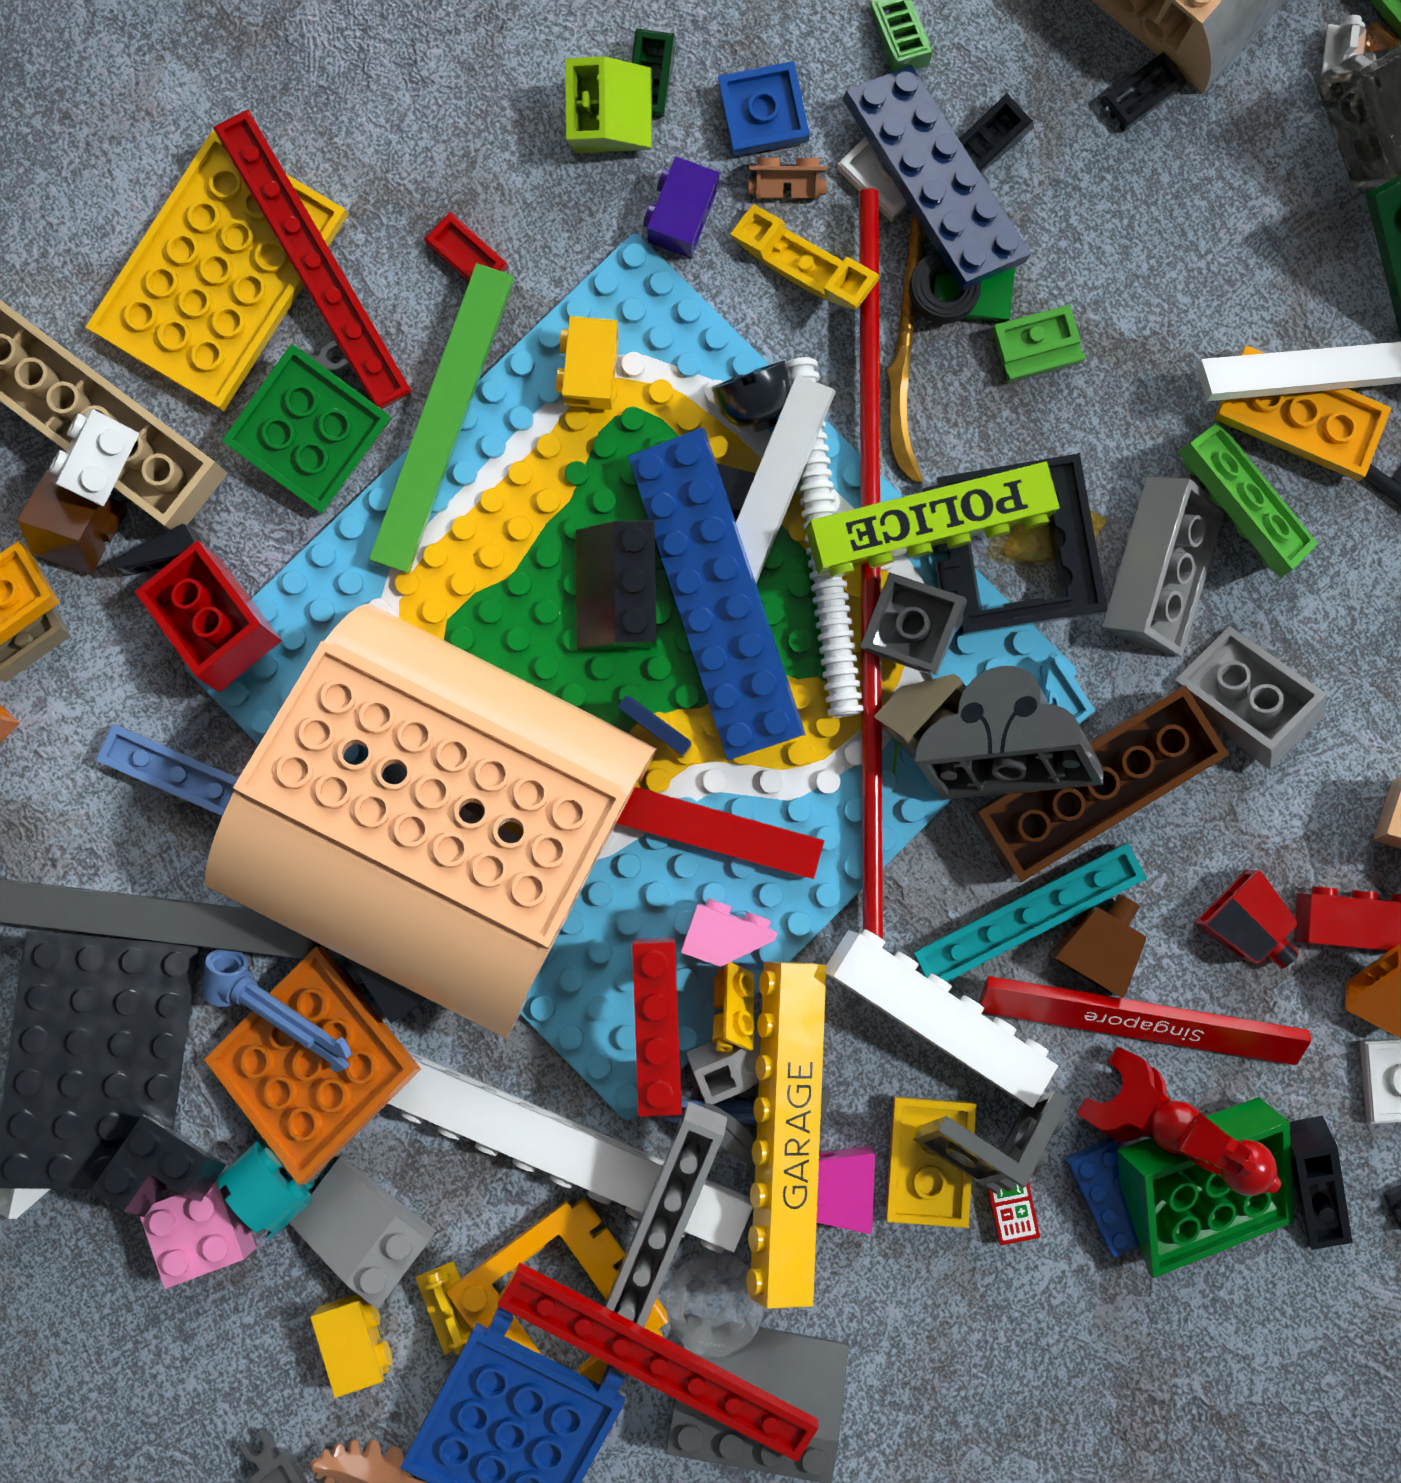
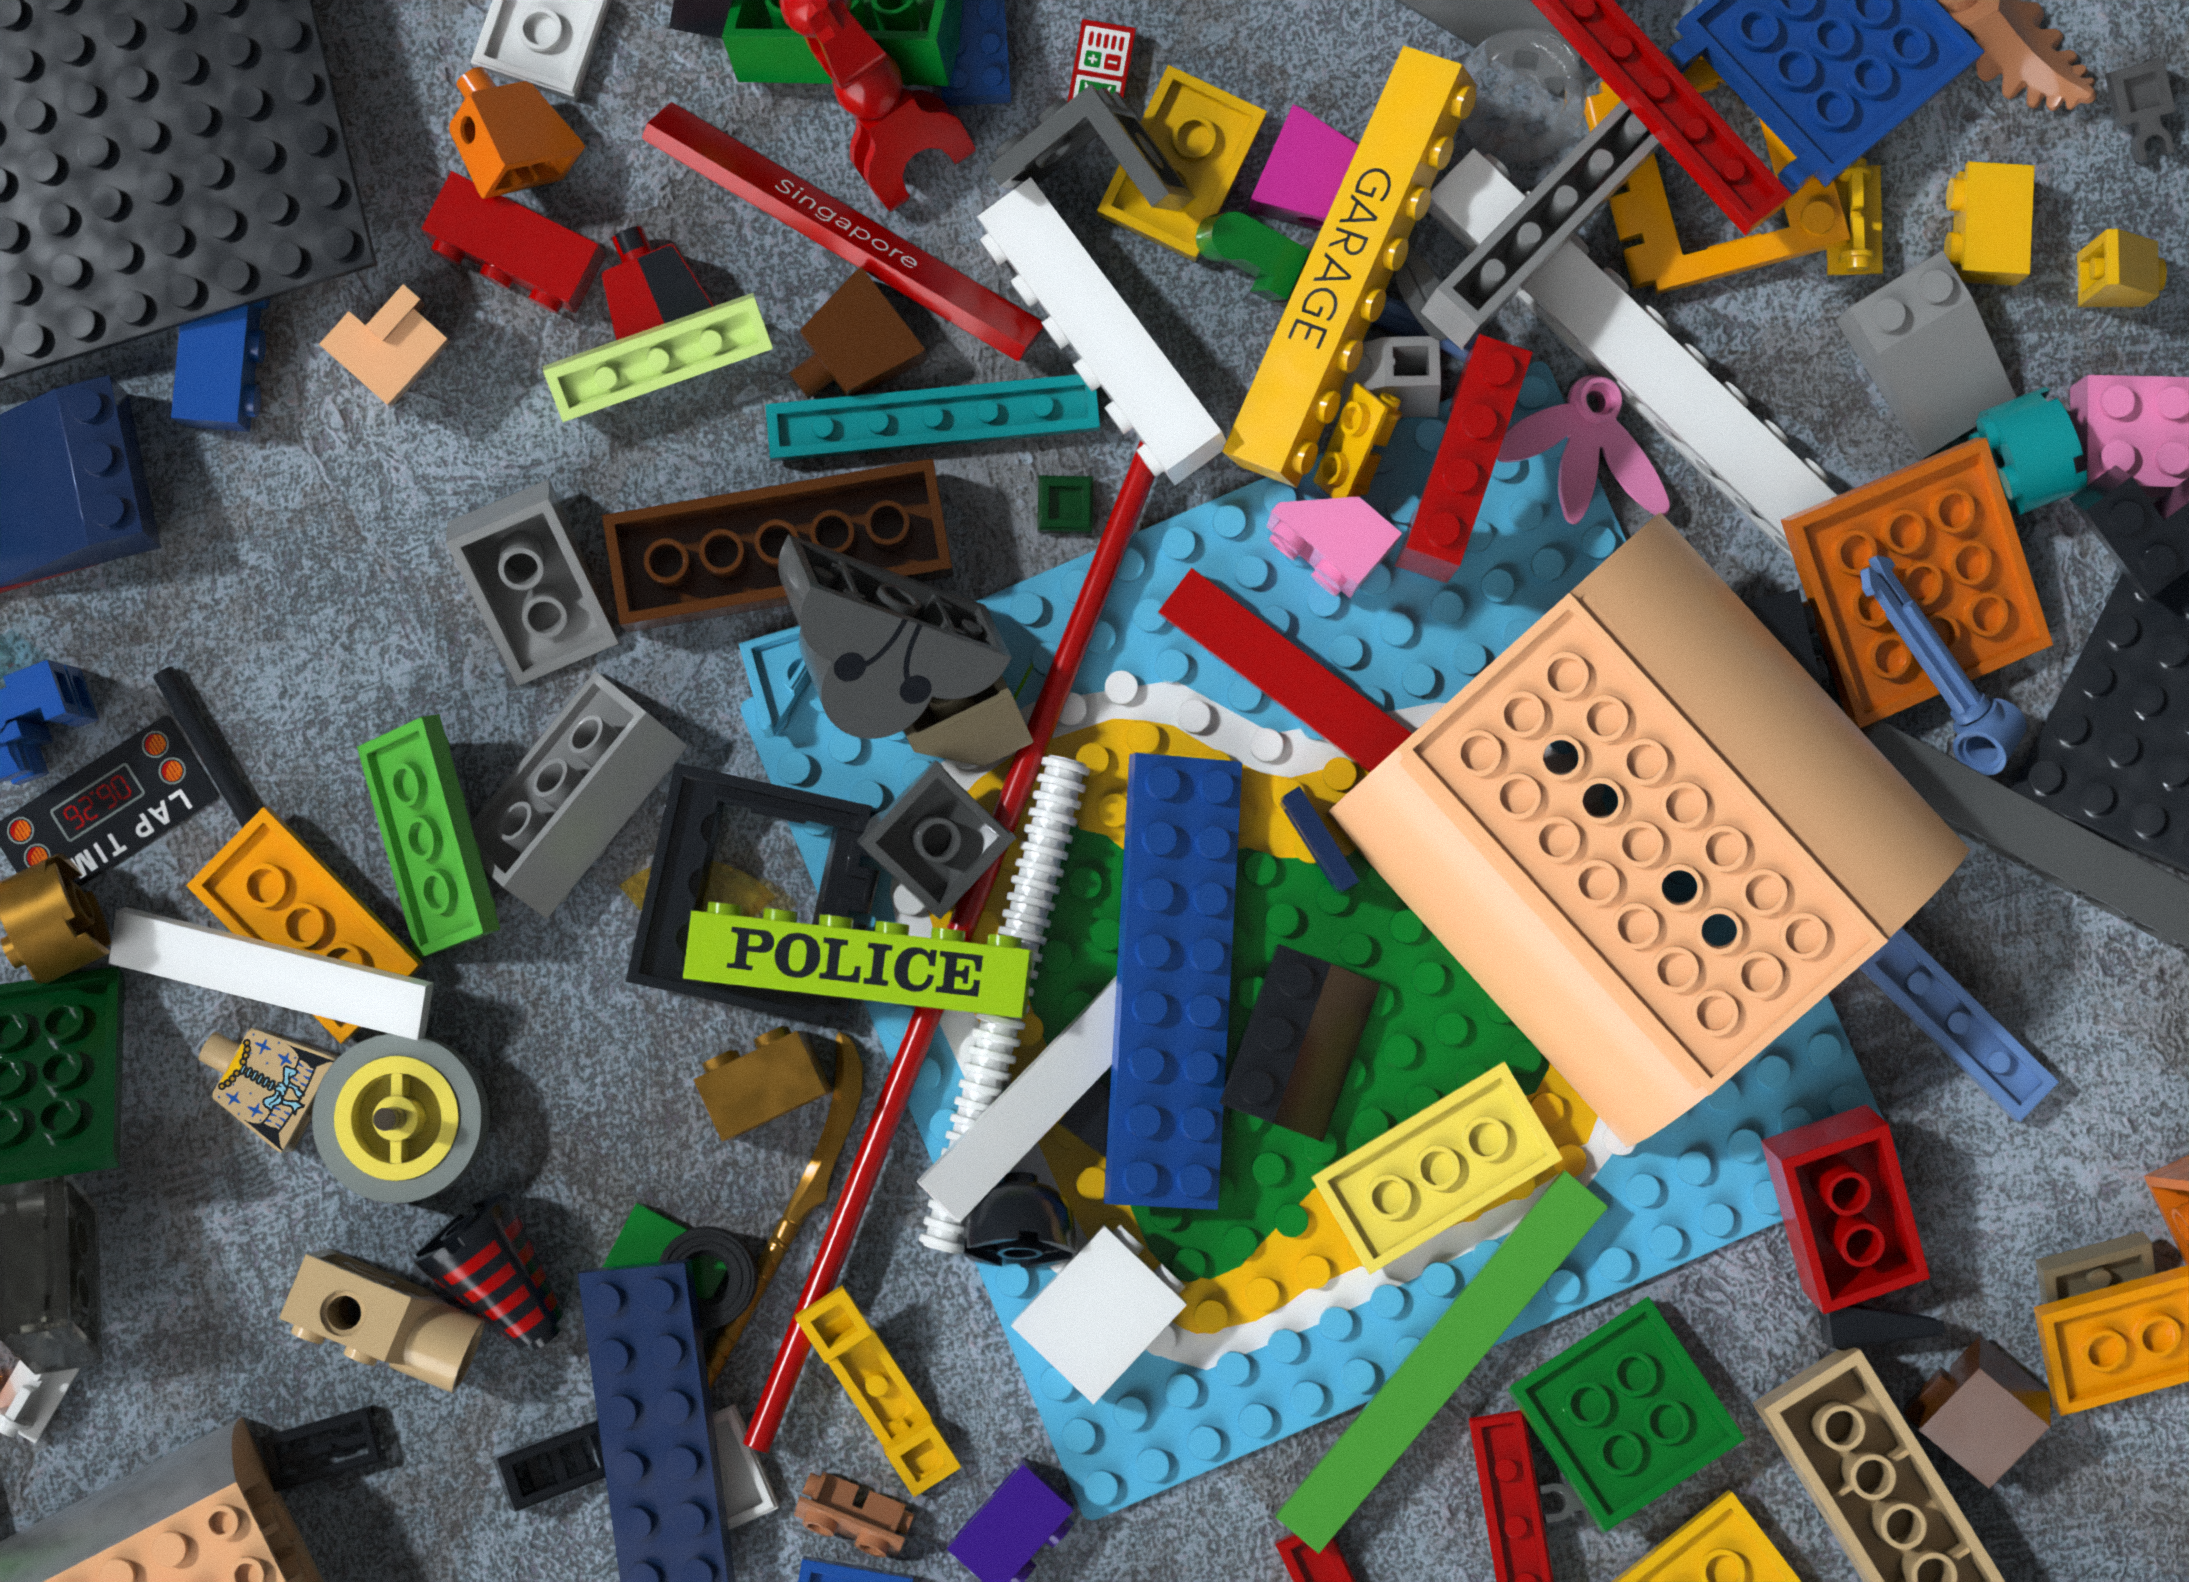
camera: 155 degrees left, 0 degrees up
(94, 456) = (1921, 1473): white bracket -> none
(248, 1344) = (2120, 270): none -> yellow slope
(493, 540) = (1436, 1167): none -> light yellow plate
(576, 1061) = (1586, 435): none -> bright pink plant
(589, 362) = (1220, 1356): yellow brick -> none
(679, 360) = (1101, 1311): none -> white brick
(856, 1119) = (1253, 249): none -> green leg
(914, 892) = (1065, 504): none -> dark green tile
(966, 414) = (761, 1084): none -> pearl gold brick
(1038, 343) = (611, 1154): bright green plate -> none
(1084, 236) = (494, 1272): none -> black cone
(1148, 177) = (396, 1324): none -> tan brick
(1186, 310) = (400, 1118): none -> wheel
(1234, 880) = (657, 357): none -> yellowish green fence
(1279, 303) = (268, 1082): none -> tan torso

